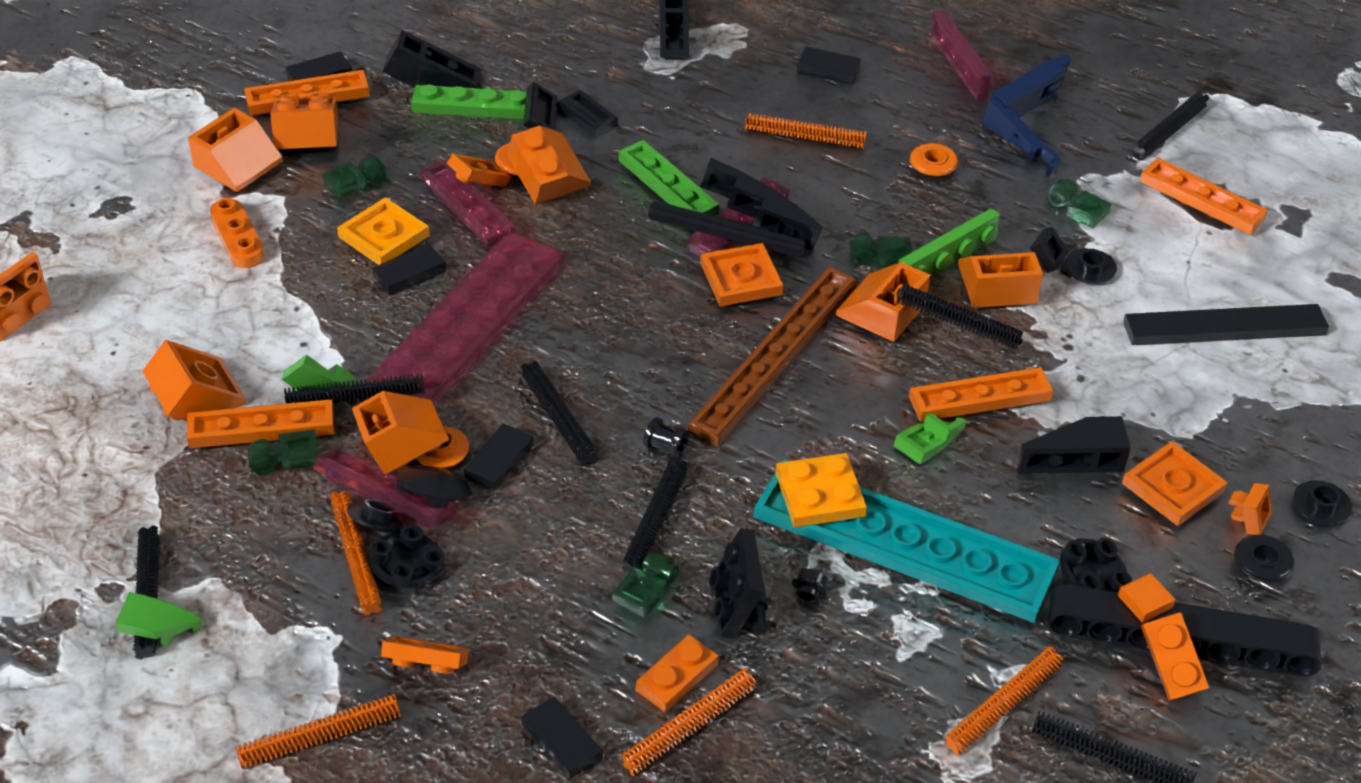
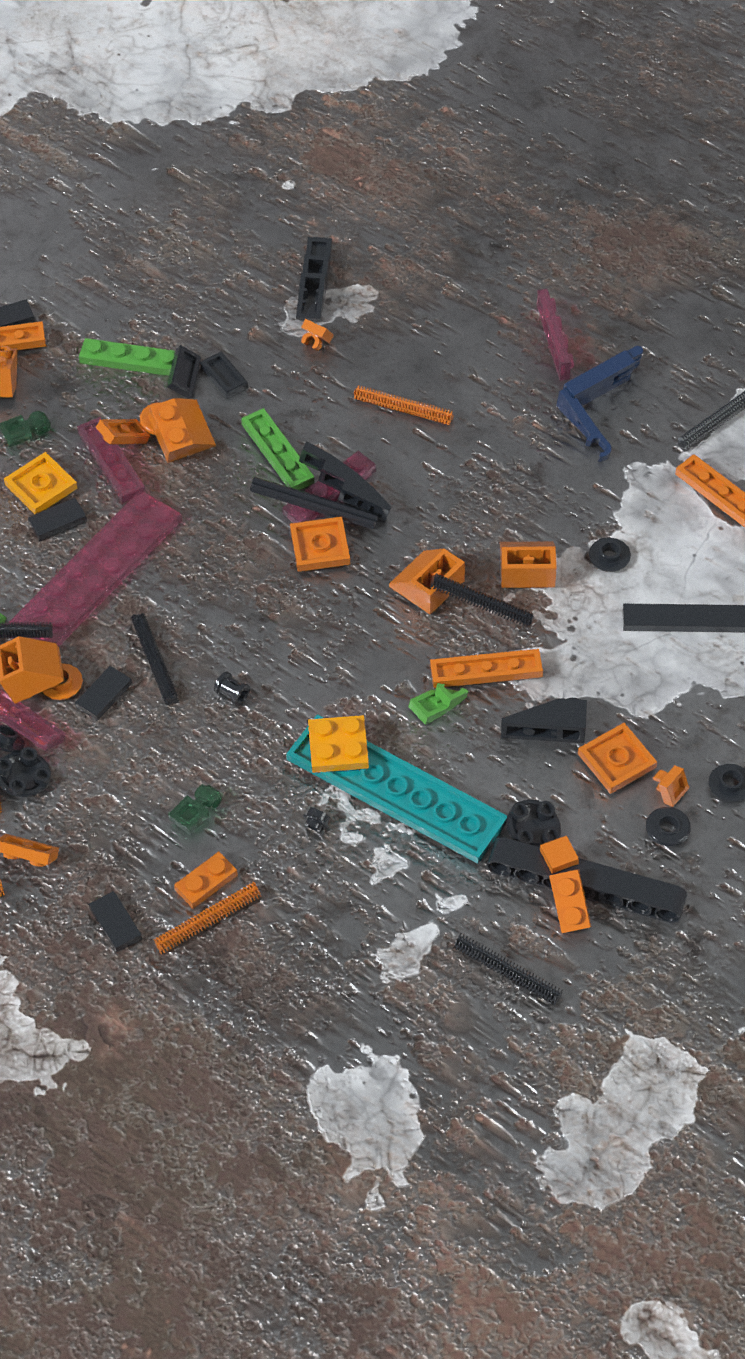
camera: 10 degrees right, 10 degrees up
(425, 64) = (98, 320): black slope -> none
(434, 483) = (49, 714): black dish -> none
(655, 514) = (213, 751): black axle -> none
(688, 64) = (315, 332): none -> orange tile
(739, 587) = (261, 819): black plate -> none
(771, 357) = (332, 618): dark orange tile -> none
(829, 64) = (439, 336): black tile -> none
(886, 249) = (447, 529): clear green plate -> none
(934, 159) = (504, 433): orange piece -> none
(955, 244) = (496, 530): bright green plate -> none
(1003, 700) = (438, 921): orange axle -> none
(1049, 249) = (576, 538): black plate -> none
(1084, 207) = (620, 498): clear green plate -> none

